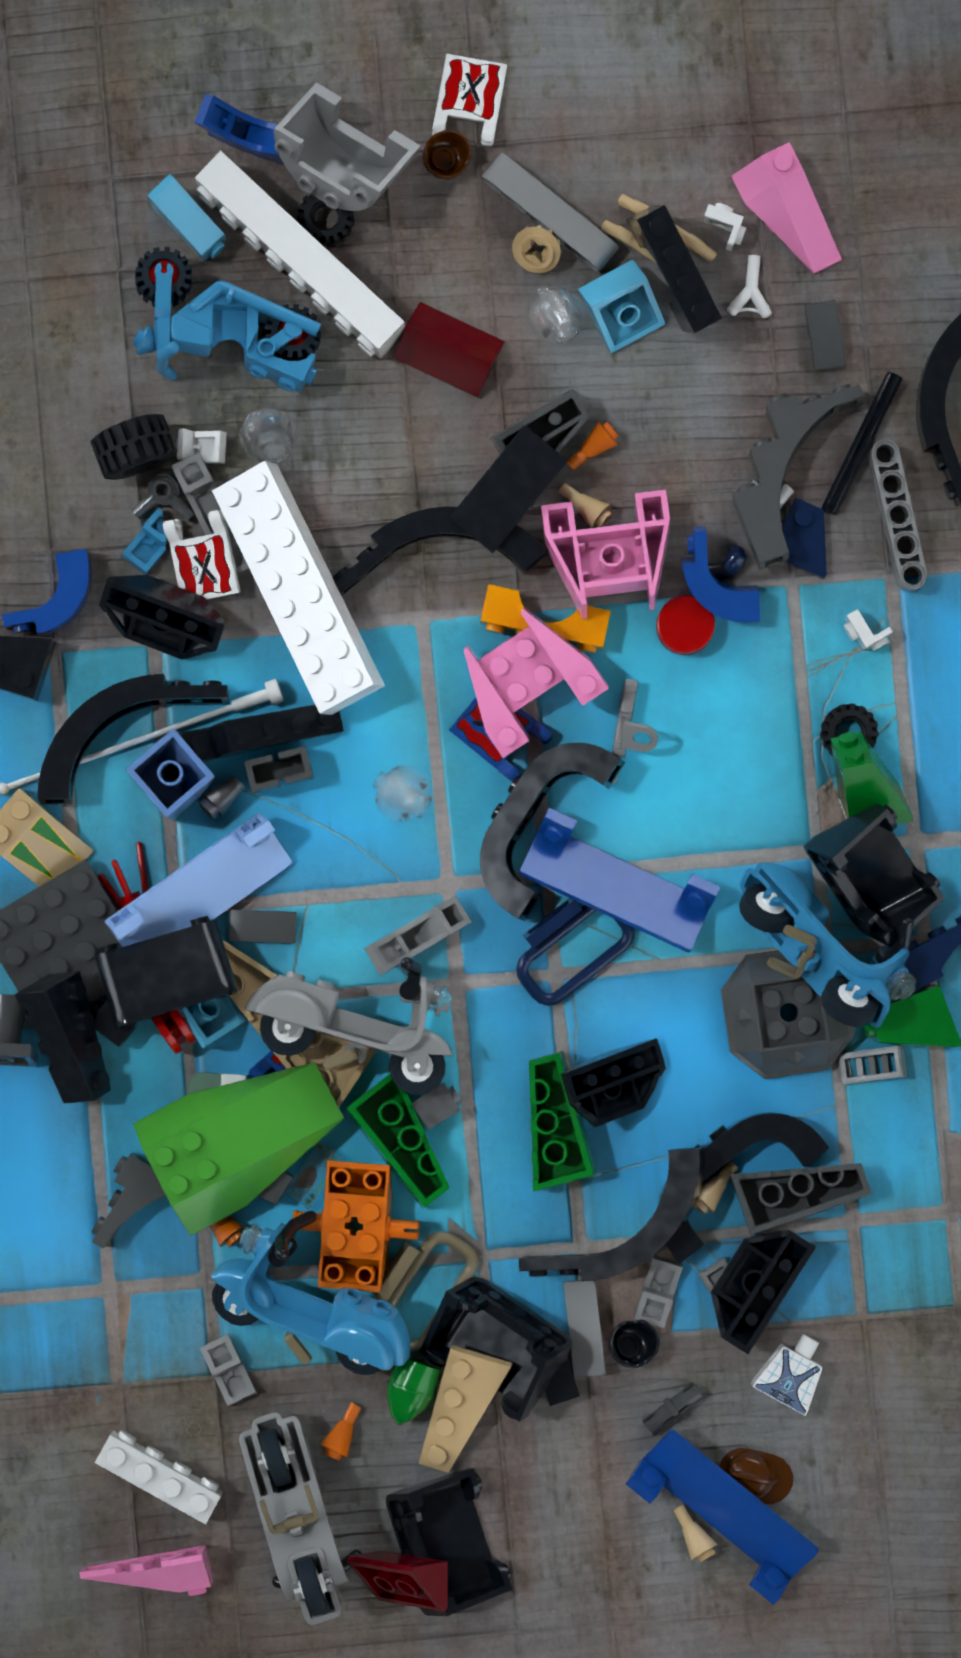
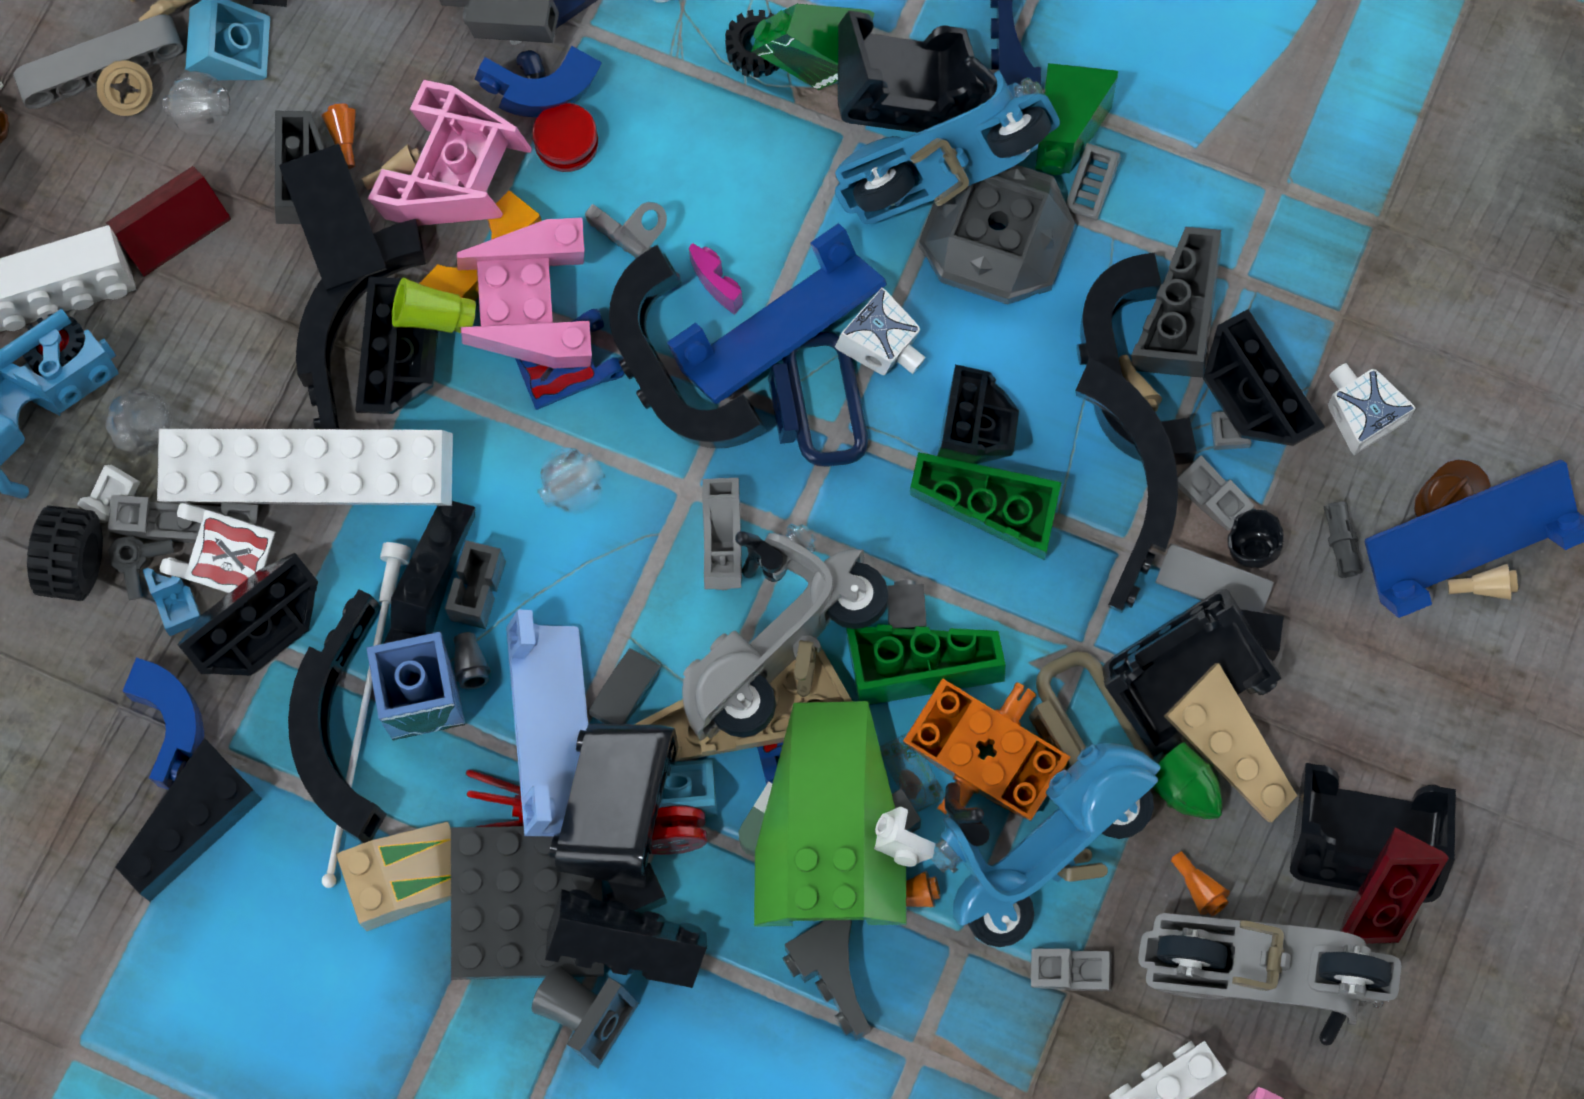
camera: 60 degrees left, 15 degrees down
(241, 1195) = (899, 843): none -> white bracket
(431, 599) = (394, 361): none -> black wedge
(472, 612) = (431, 308): none -> lime plant
(632, 803) = (709, 271): none -> dark pink slope
(647, 970) = (882, 336): none -> white torso

